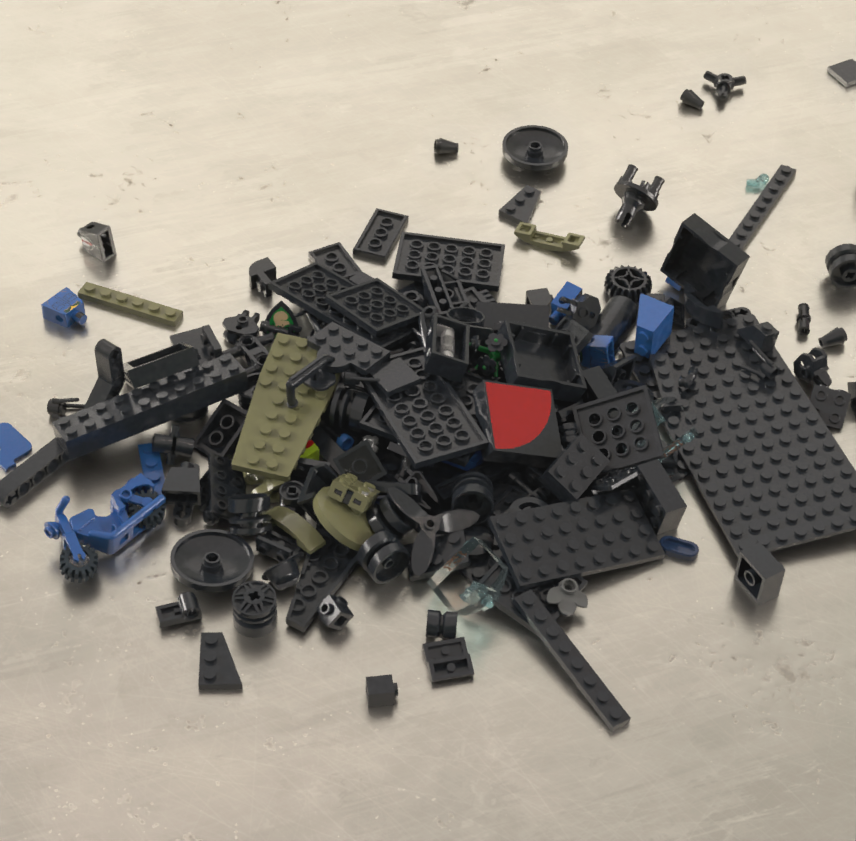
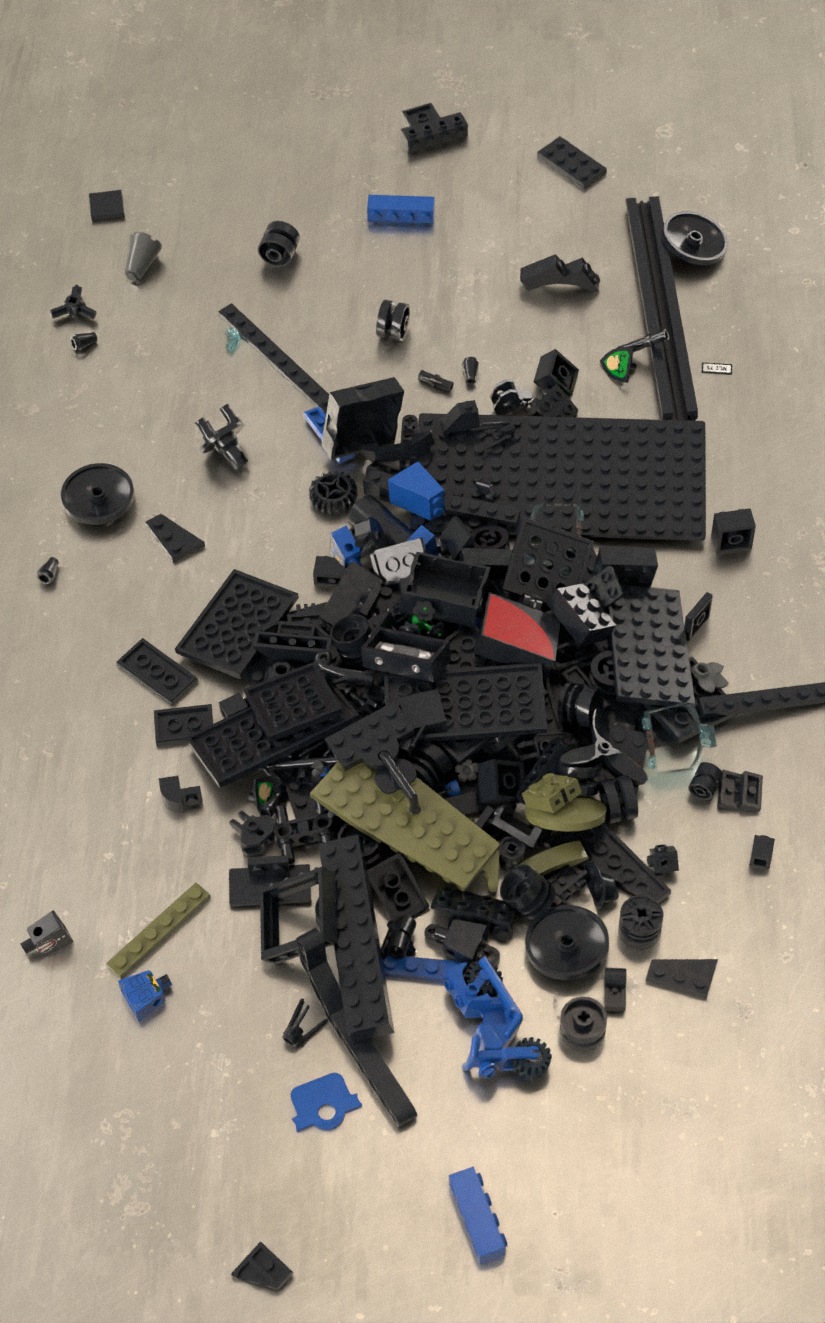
camera: 65 degrees left, 10 degrees up
(130, 594) = (583, 1024): none -> black wheel
(528, 233) = (238, 532): olive slope -> none
(633, 569) = (698, 616): none -> black tile
(679, 548) = (673, 577): dark blue tile -> none
(802, 101) = (140, 254): none -> dark grey cone

